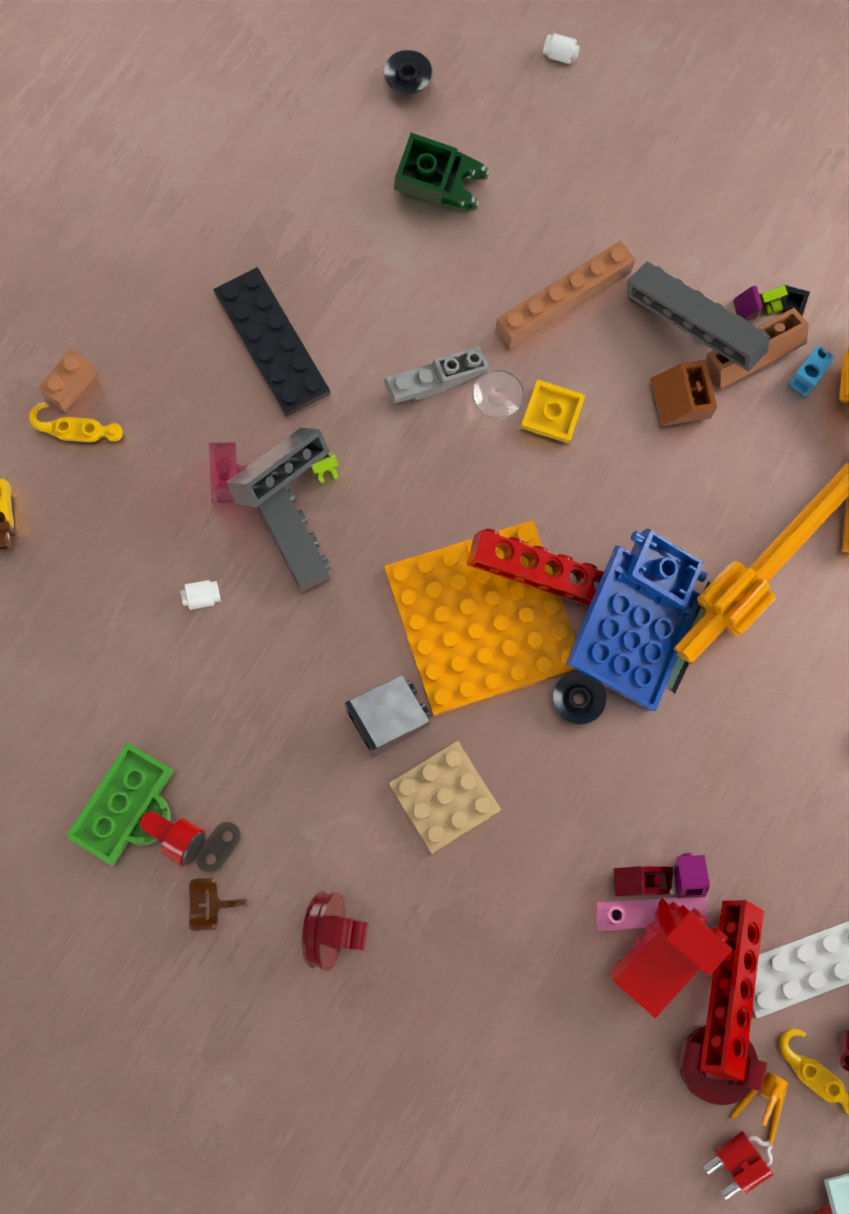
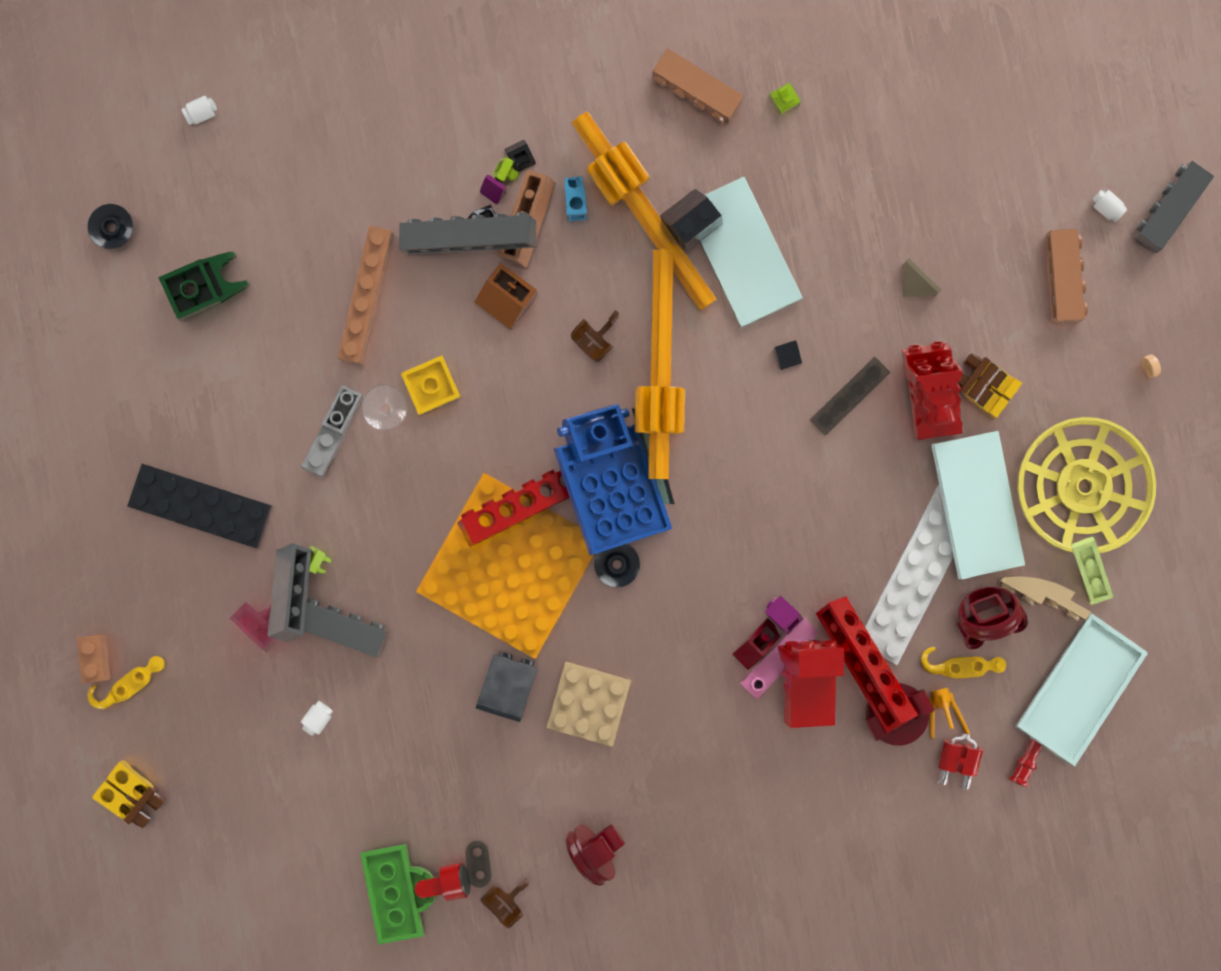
camera: 35 degrees left, 10 degrees up
(715, 488) = (582, 340): none -> reddish brown helmet

